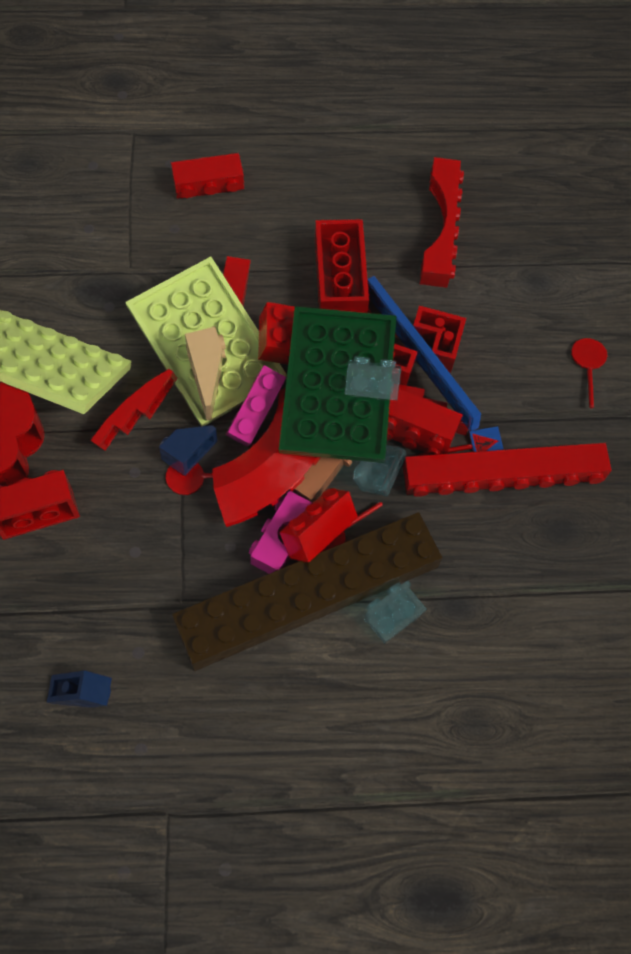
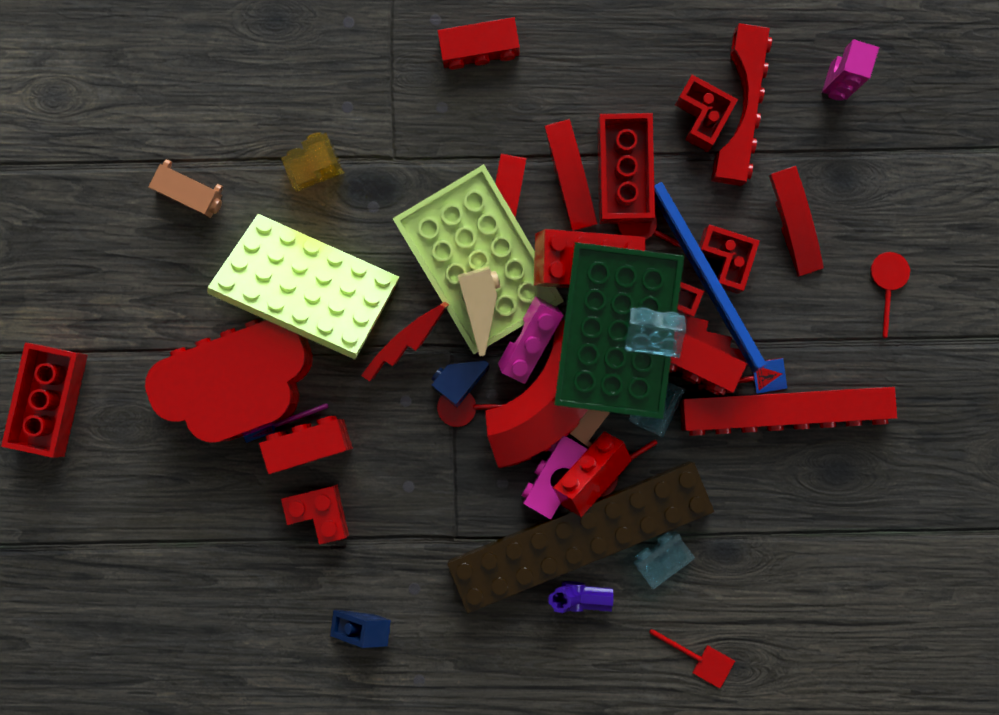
camera: 10 degrees right, 20 degrees up
(43, 566) = (323, 507): none -> red brick
(56, 266) = (313, 163): none -> clear yellow brick
(289, 269) = (570, 174): none -> red slope
(308, 652) = (578, 596): none -> dark purple piece
(411, 220) = (709, 106): none -> red brick
(451, 724) = (711, 666): none -> red piece
(500, 310) = (796, 221): none -> red slope
(533, 185) = (850, 71): none -> dark pink arch

